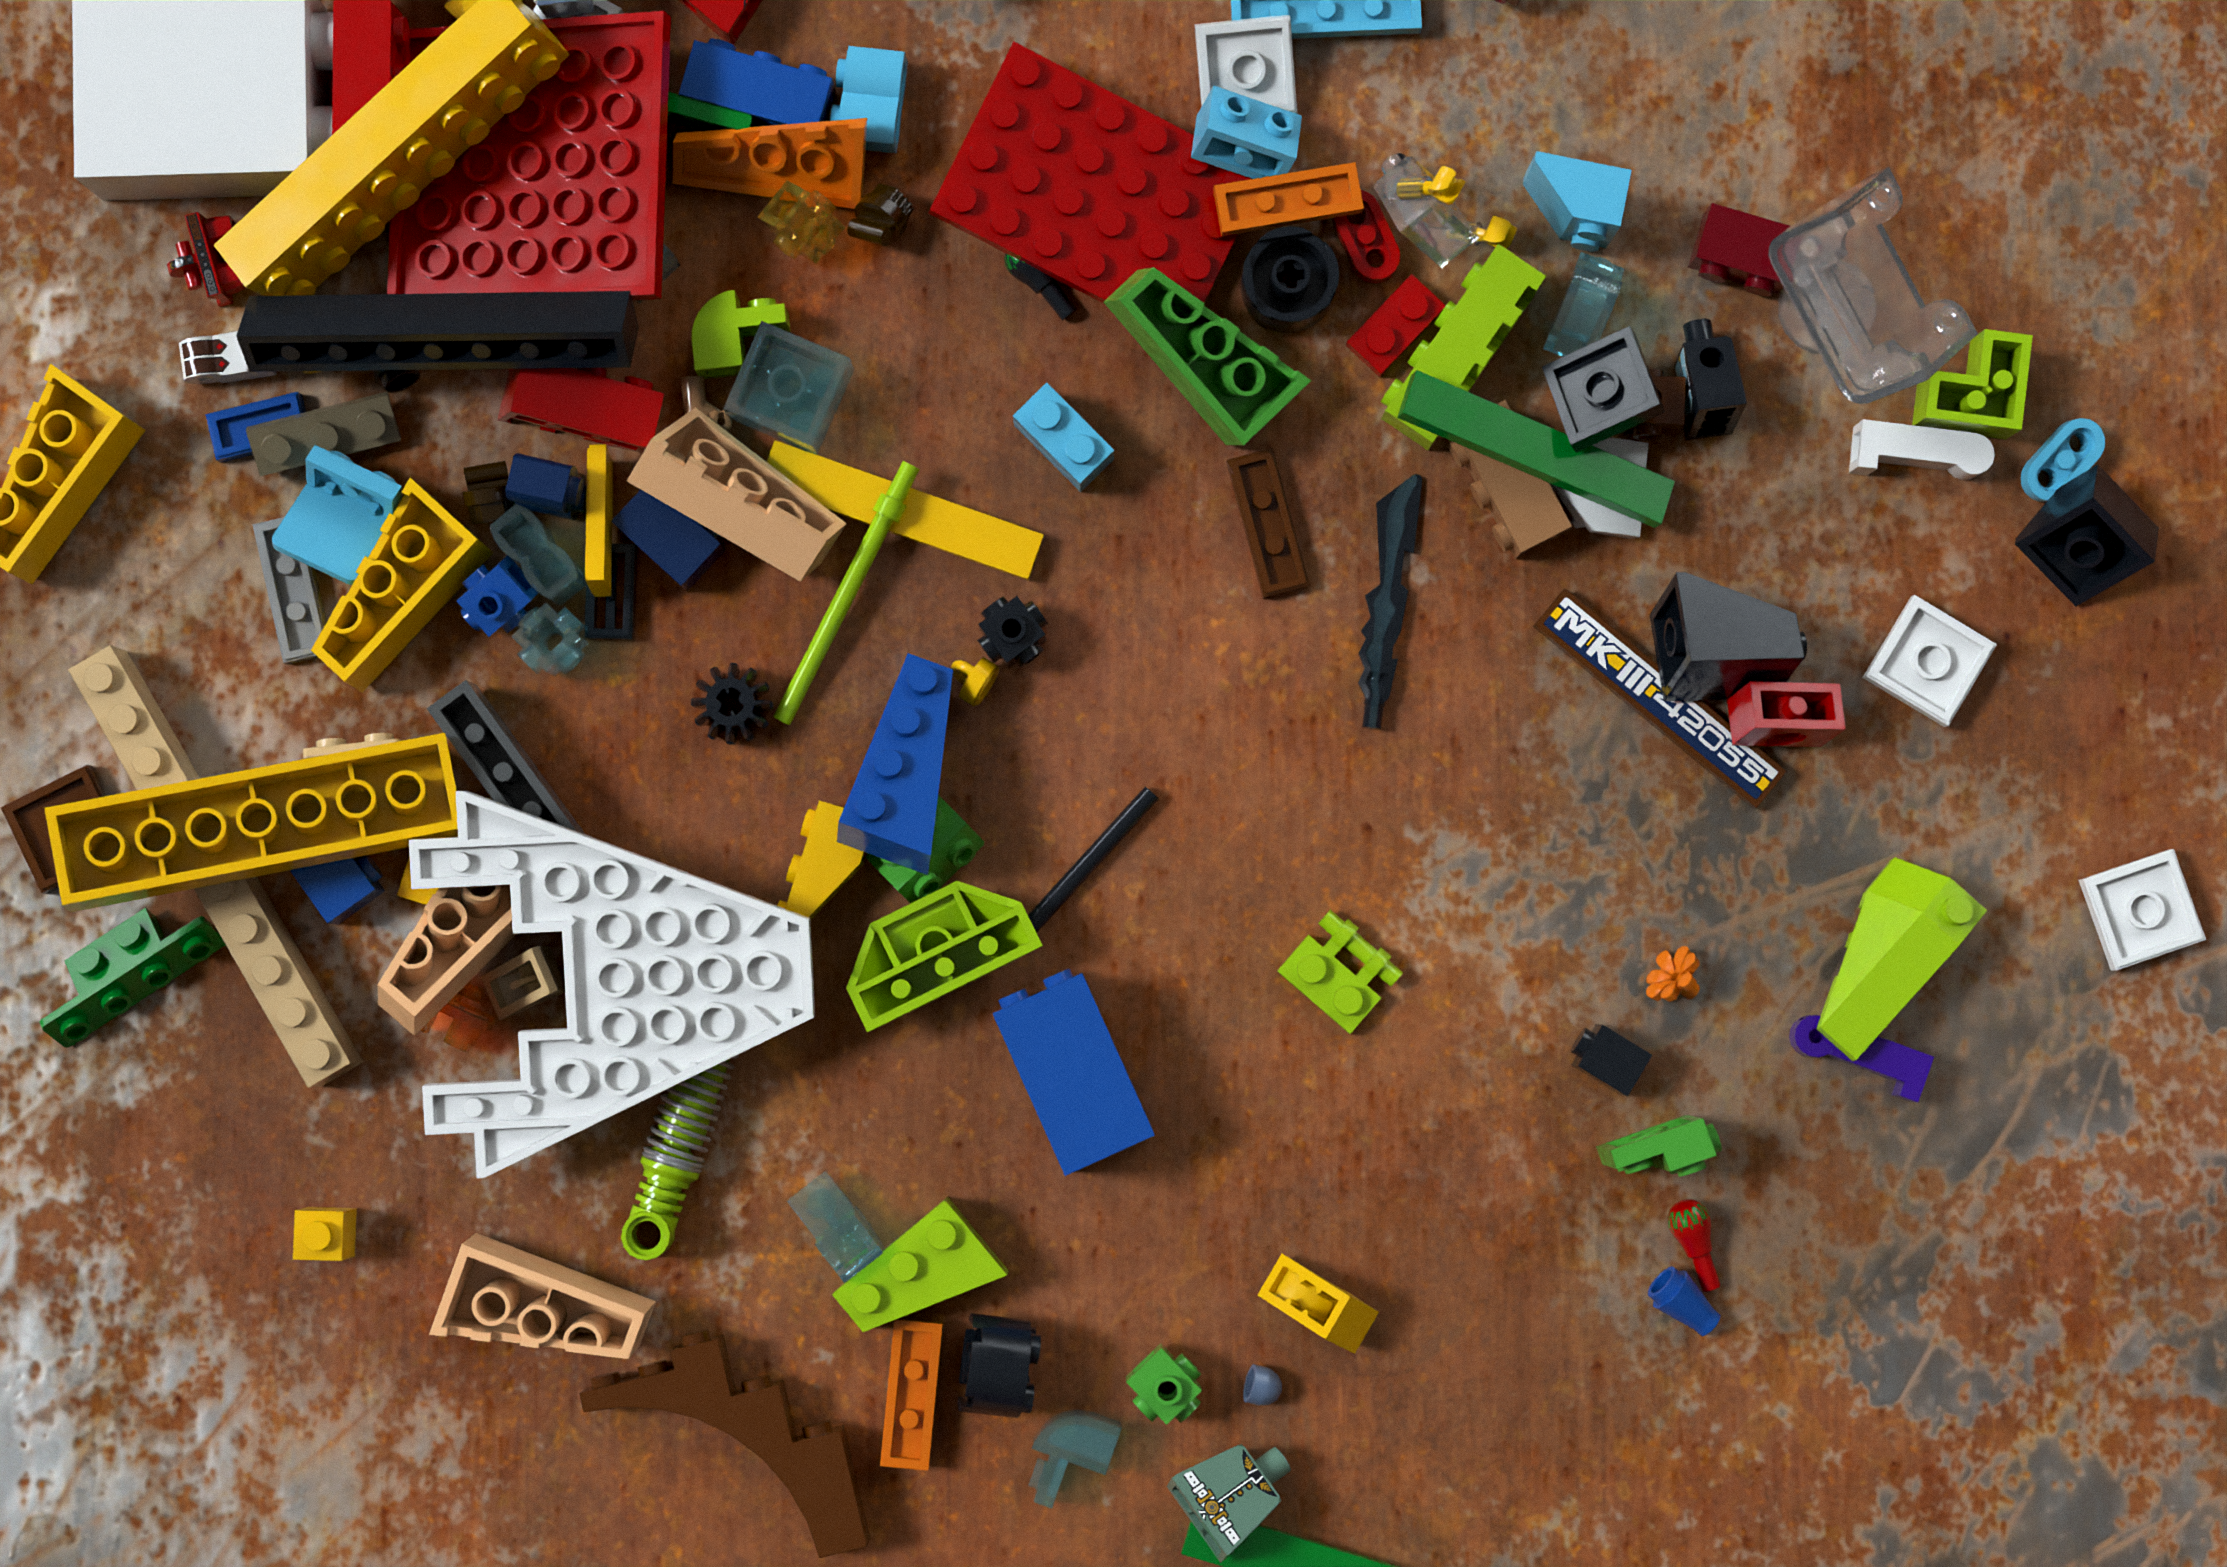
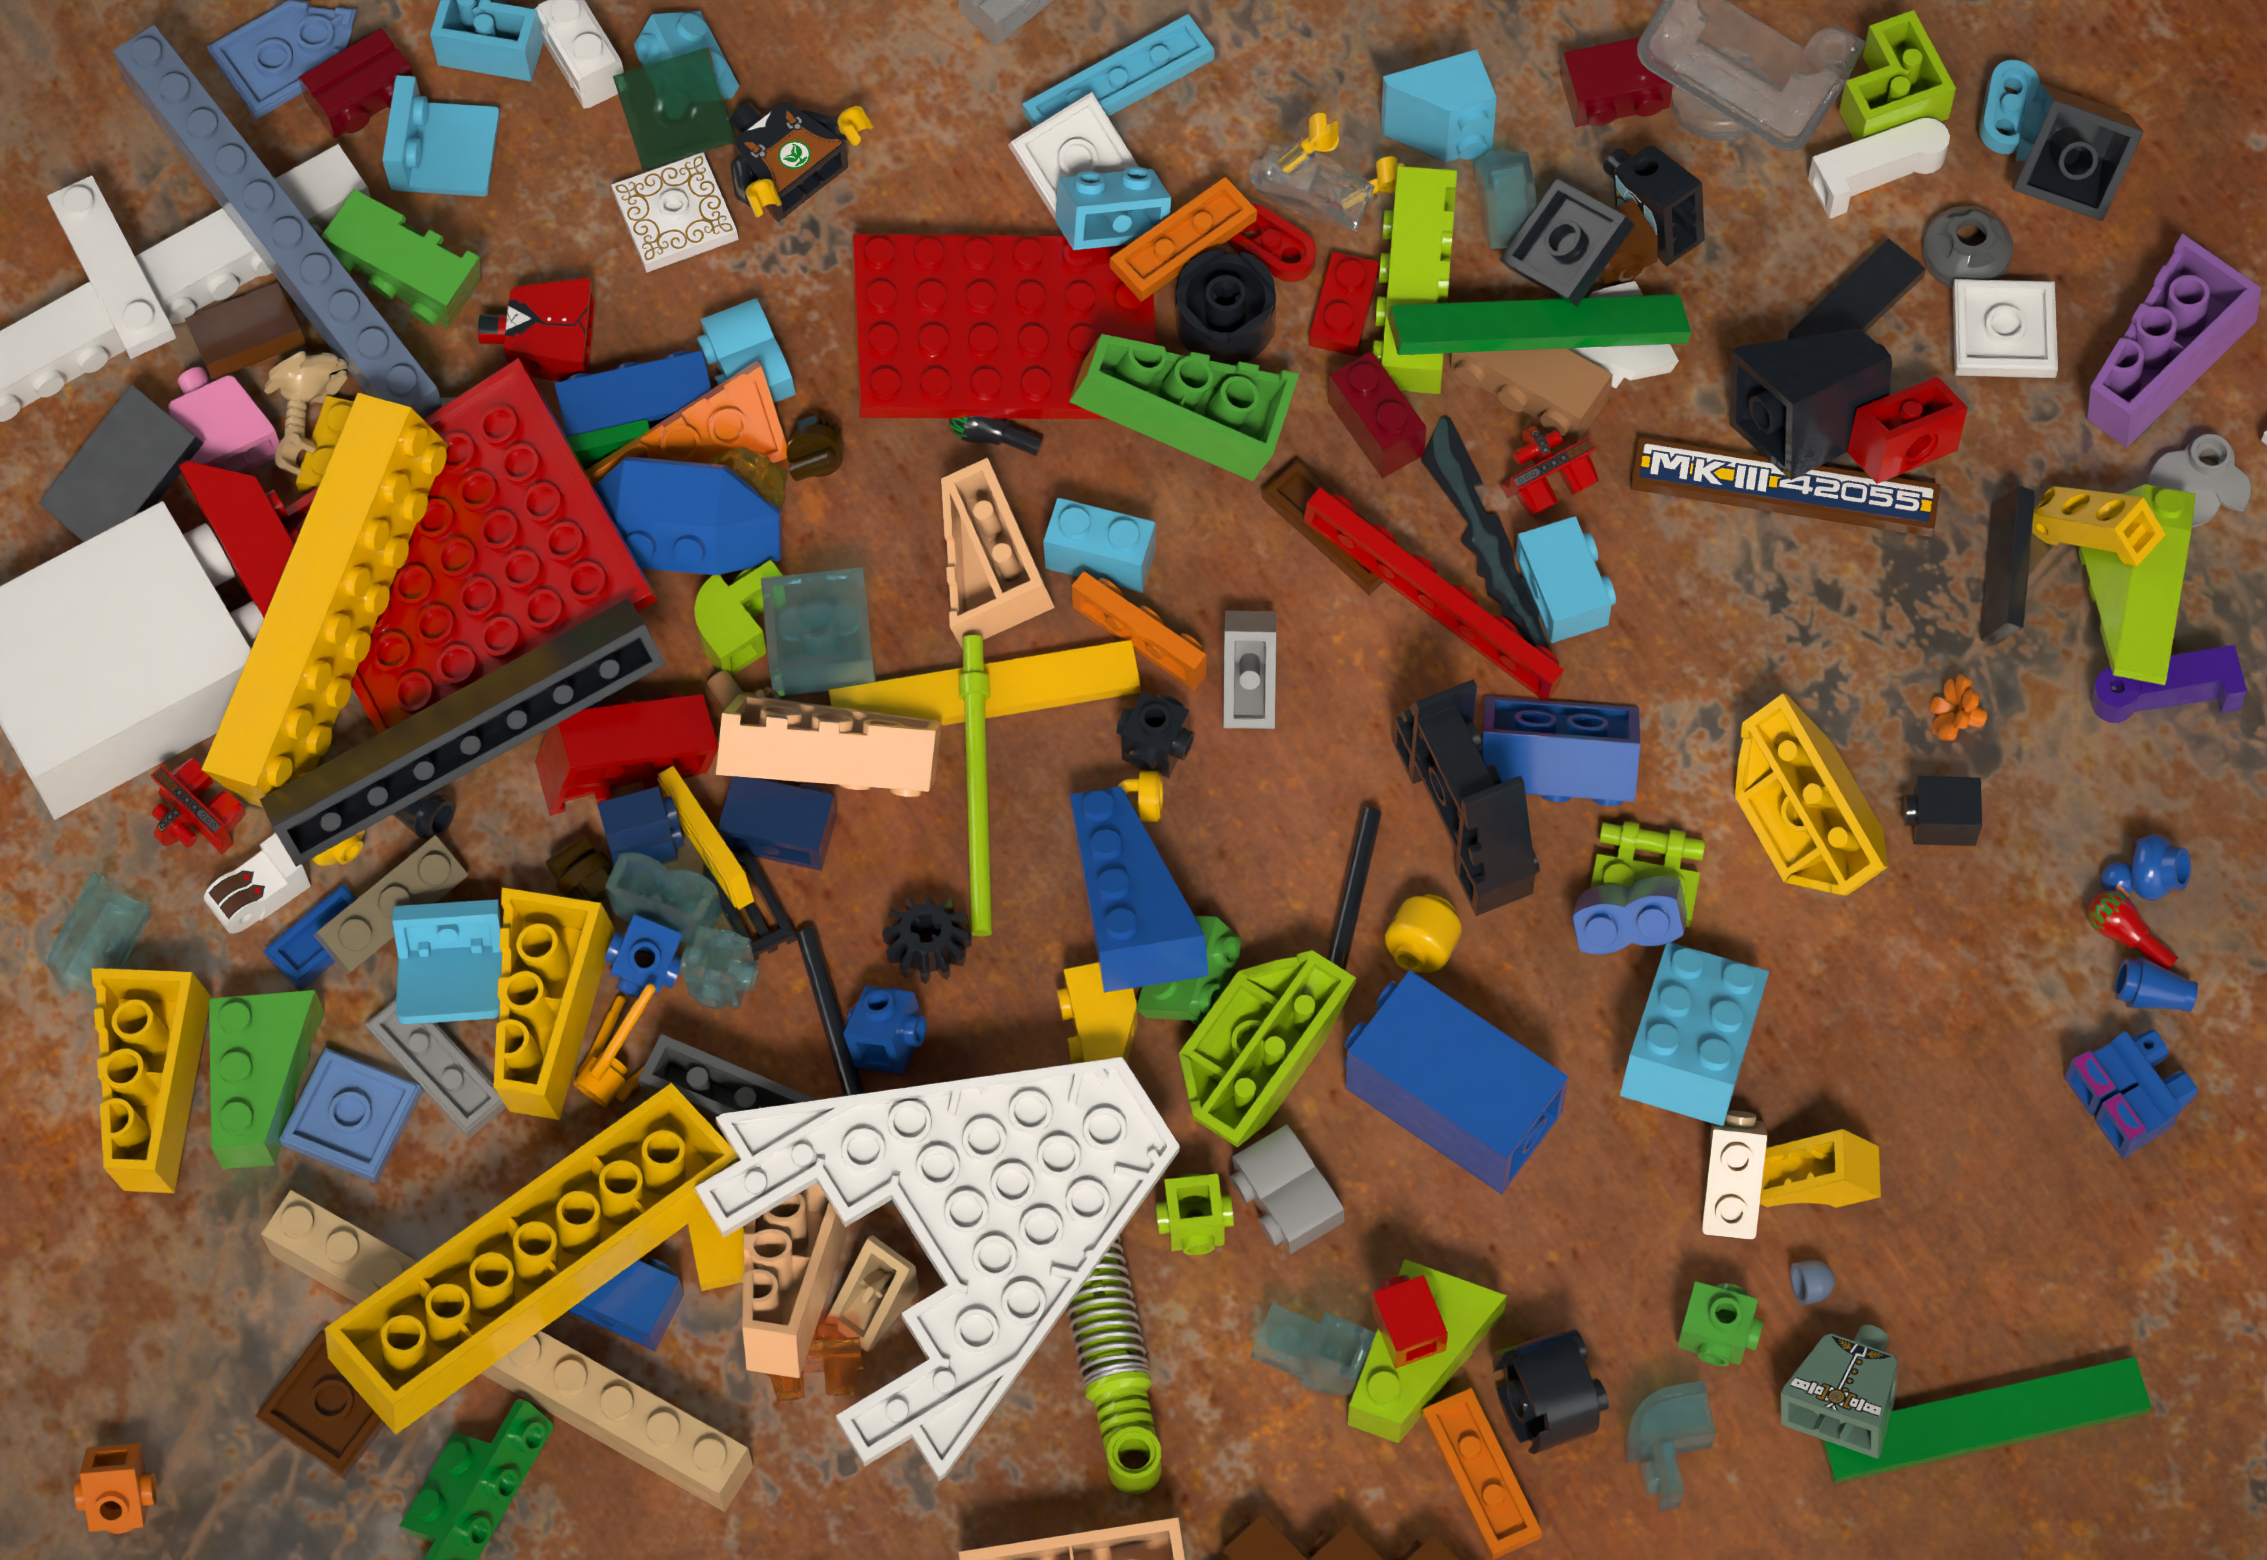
camera: 25 degrees left, 20 degrees down
(80, 329) = (96, 935): none -> clear light blue panel
(141, 521) = (255, 1069): none -> bright green wedge
(204, 594) = (351, 1115): none -> medium blue tile
(415, 673) = (602, 1074): none -> light orange plant
(621, 733) = (829, 1011): none -> black bar
(653, 766) = (884, 1029): none -> blue brick
(731, 231) = (690, 516): none -> blue wedge
(790, 1065) = (1190, 1197): none -> lime brick
(894, 1079) = (1286, 1190): none -> light grey brick
(910, 1263) = (1408, 1320): none -> red brick
(966, 398) = (989, 562): none -> light nougat wedge
(1056, 529) = (1106, 607): none -> orange plate
(1123, 615) = (1250, 669): none -> light grey slope
(1127, 926) = (1423, 933): none -> yellow head
(1214, 896) = (1478, 811): none -> black wedge
(1255, 1264) = (1735, 1176): none -> bracket
(1287, 1142) = (1694, 1033): none -> medium azure brick
(1302, 1012) = (1644, 914): none -> brick
(1317, 656) = (1447, 604): none -> red plate
(1333, 827) = (1564, 748): none -> blue slope
(1359, 447) = (1377, 414): none -> dark red brick
(1424, 684) = (1565, 579): none -> medium azure brick
(1492, 577) = (1531, 484): none -> red hips
(1501, 996) = (1806, 802): none -> yellow wedge
(1615, 1396) = (2128, 1092): none -> blue hips
(1670, 1146) = (2044, 852): bright green plate -> none
(1746, 1207) = (2154, 869): none -> blue animal
(1796, 876) = (2008, 565): none -> black tile
(1821, 566) = (1864, 294): none -> black tile
(1887, 890) = (2098, 522): none -> yellow leg
(1923, 573) = (1951, 259): none -> dark grey piece
(2000, 889) = (2213, 485): none -> light grey plate
(2073, 750) = (2173, 338): none -> medium lavender wedge

